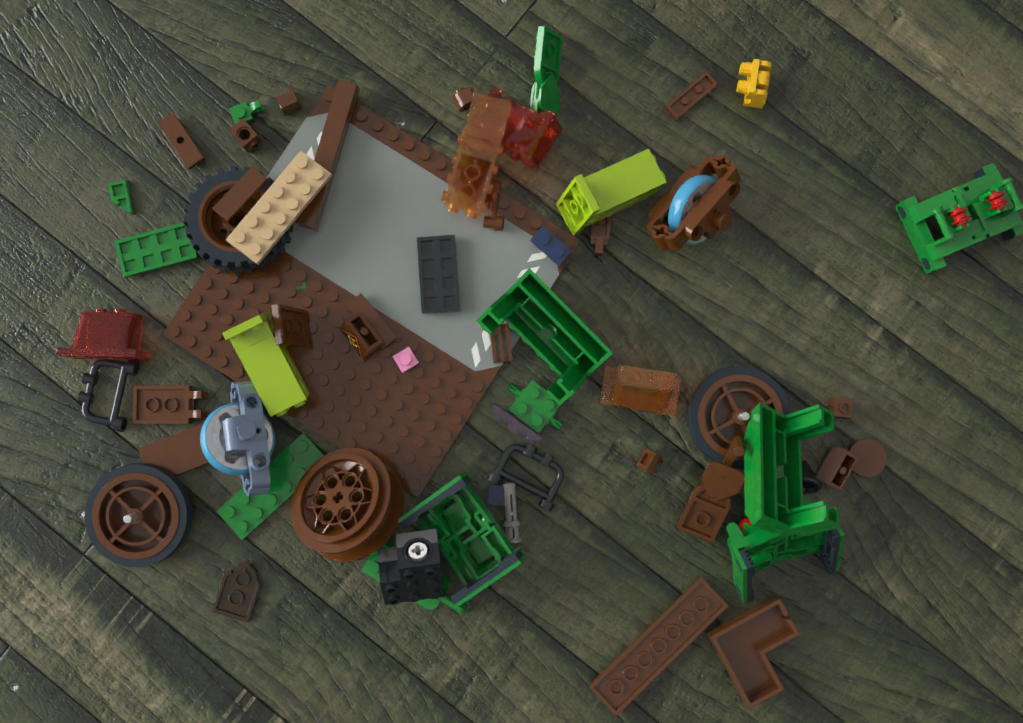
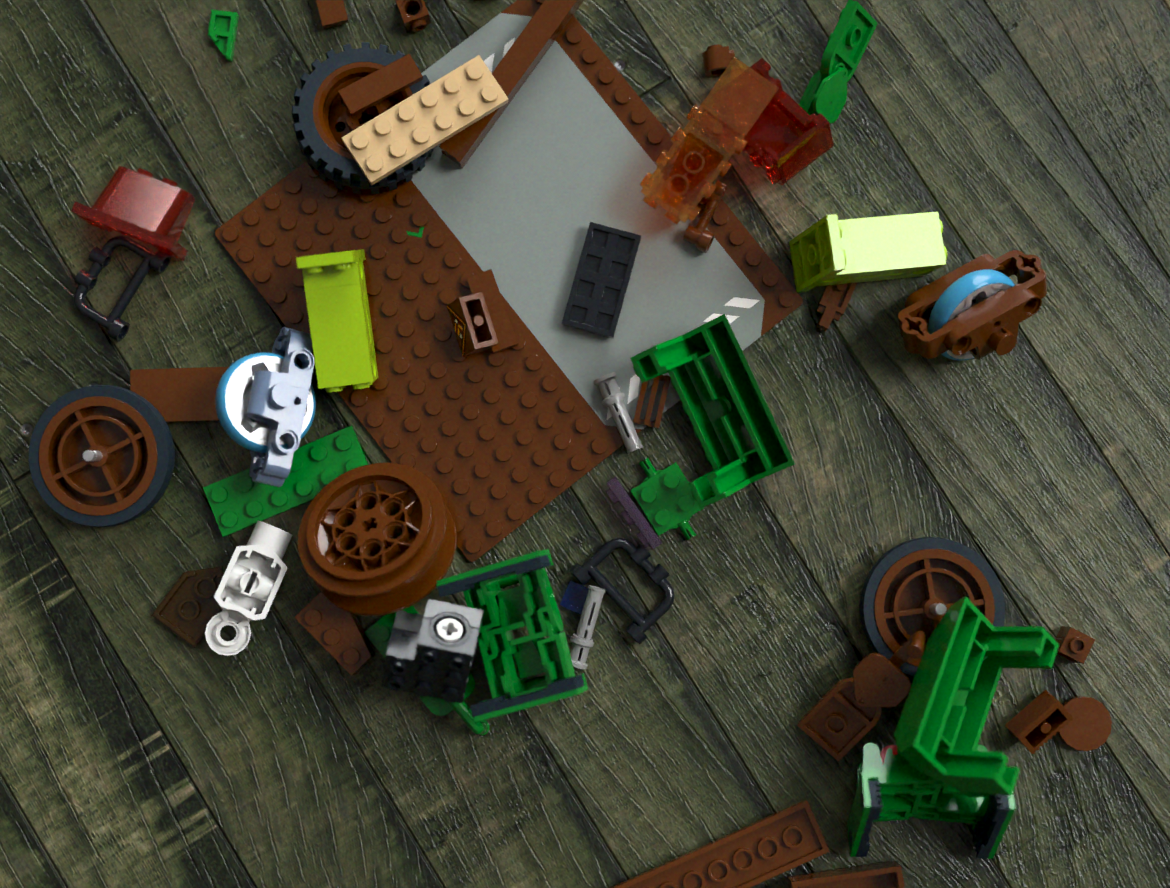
camera: 20 degrees right, 0 degrees up
(154, 250) = (242, 119): green plate -> none
(166, 404) = (186, 325): reddish brown tile -> none
(270, 569) = (248, 587): none -> white brick
(291, 326) = (385, 281): reddish brown tile -> none
(343, 578) = (337, 633): none -> reddish brown wedge
(405, 359) = (519, 377): bright pink plate -> none
(475, 352) = (614, 399): none -> light grey pin
(551, 246) = (762, 295): dark blue brick -> none
(640, 389) = (814, 526): clear orange windscreen -> none
(649, 461) = (792, 624): reddish brown tile -> none
(691, 96) = (1020, 161): reddish brown tile -> none
(757, 82) = (1114, 175): yellow hips -> none
(809, 479) = (995, 727): black hat -> none

